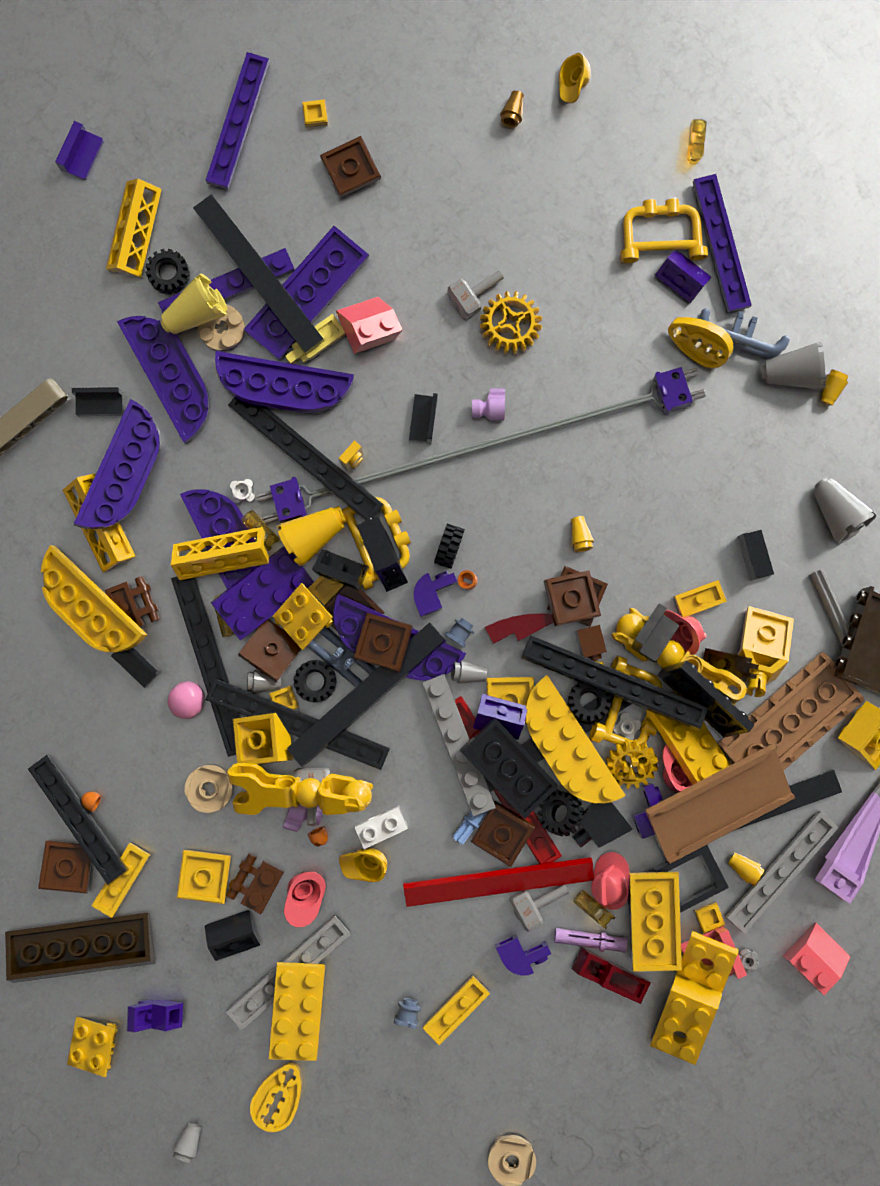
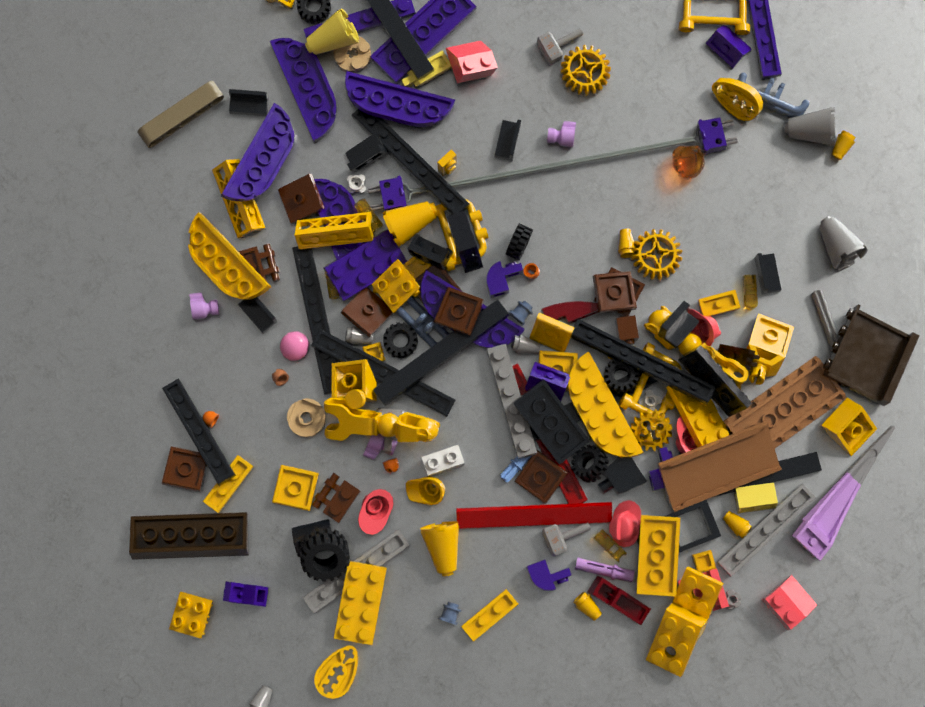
camera: 15 degrees right, 5 degrees down
(64, 665) = (200, 308): none -> lavender piece
(171, 741) = (282, 380): none -> nougat hinge
(175, 516) = (301, 198): none -> reddish brown plate
(241, 973) = (328, 567): none -> black tyre
(249, 451) = (365, 153): none -> black panel
(265, 764) = (355, 399): none -> yellow tile
(390, 930) = (442, 545): none -> yellow cone
(499, 656) = (551, 332): none -> yellow plate
(573, 986) = (587, 606): none -> yellow cone
(620, 555) = (657, 270): none -> yellow gear
(646, 426) = (687, 162): none -> clear orange hair
(736, 580) = (750, 292): none -> clear yellow bar
(765, 834) = (755, 498): none -> light yellow hinge

